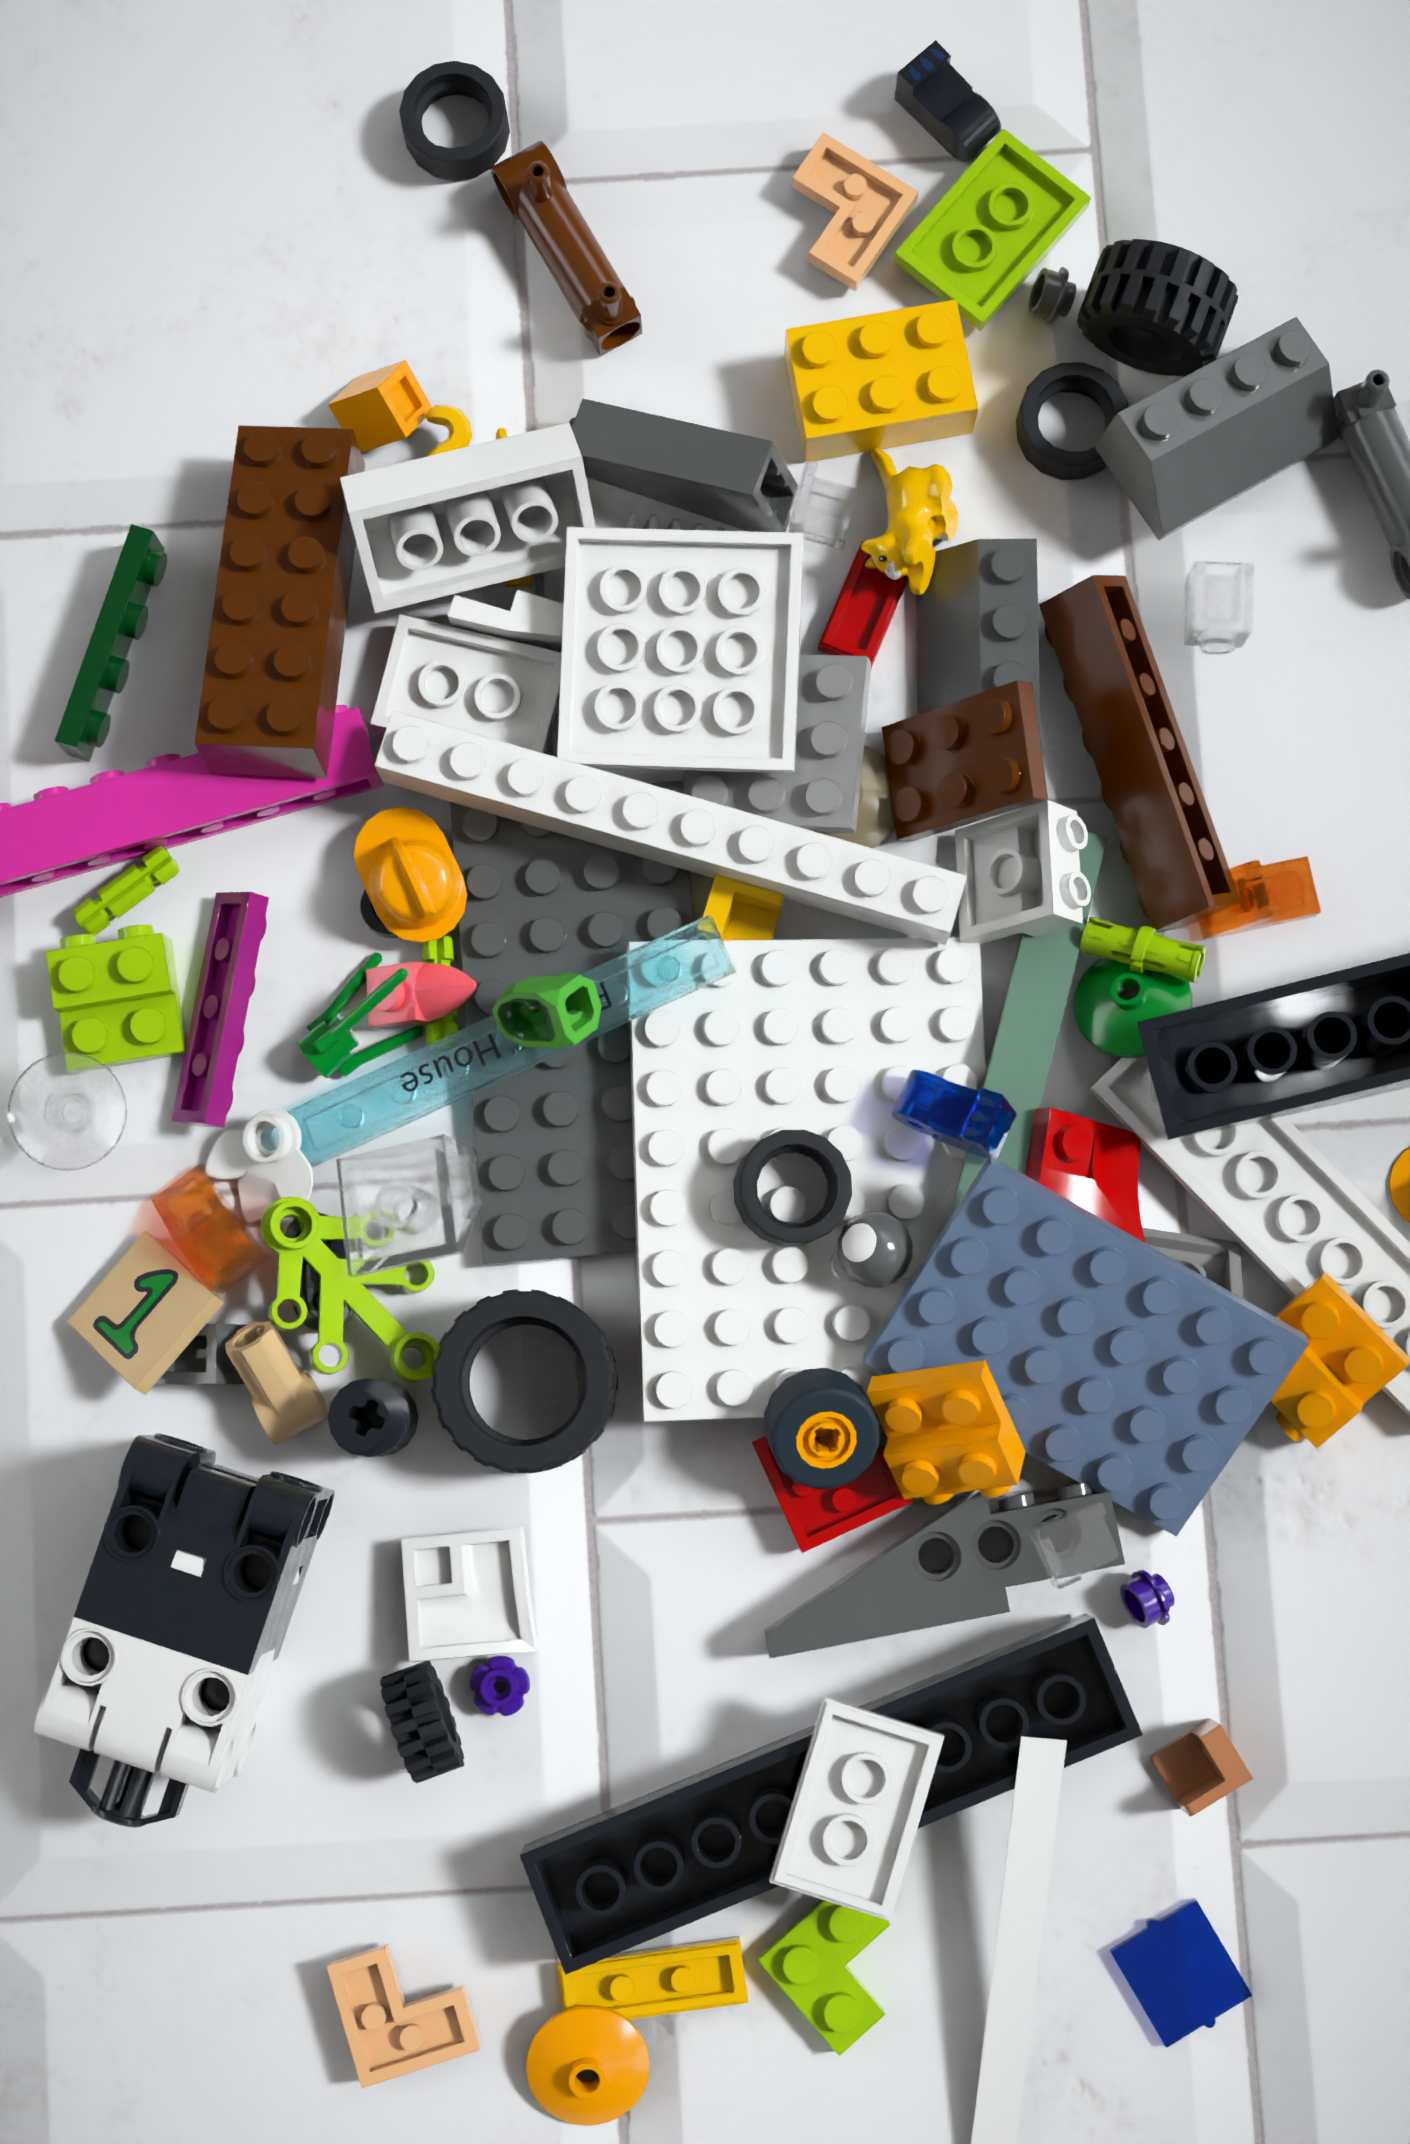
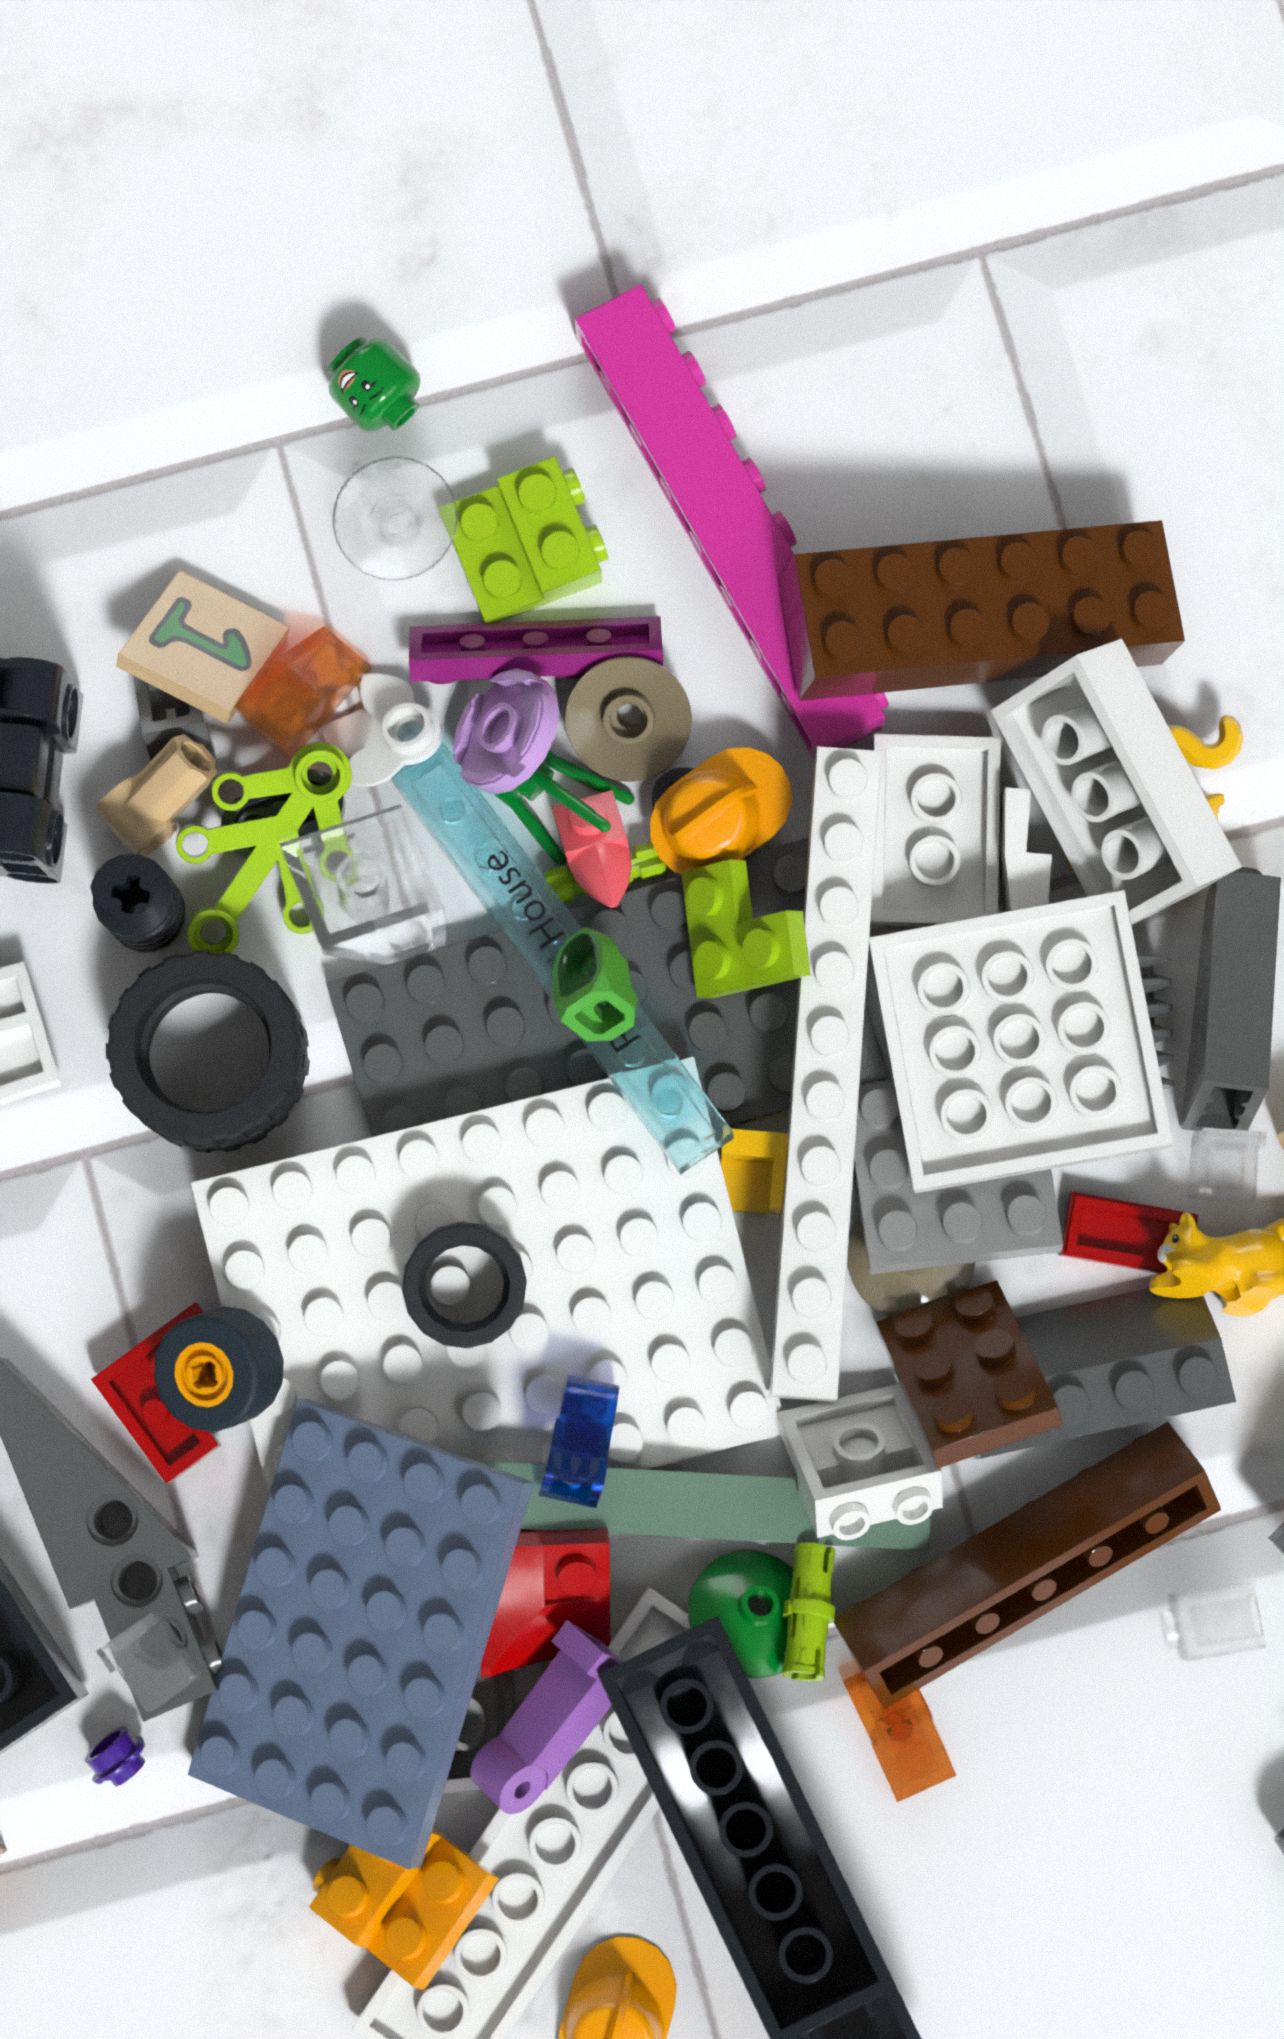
camera: 75 degrees right, 0 degrees up
(105, 662) = (926, 448): dark green plate -> none
(125, 891) = (641, 523): lime axle -> none
(292, 1047) = (506, 731): none -> lavender tile
(332, 931) = (624, 749): none -> dark tan dish
(381, 406) = (1226, 665): light orange panel -> none
(535, 889) = (731, 947): none -> lime plate
(875, 1249) = (418, 1386): dark grey piece -> none
(947, 1432) = (241, 1503): light orange plate -> none
(1197, 1197) = (547, 1724): none -> medium lavender leg

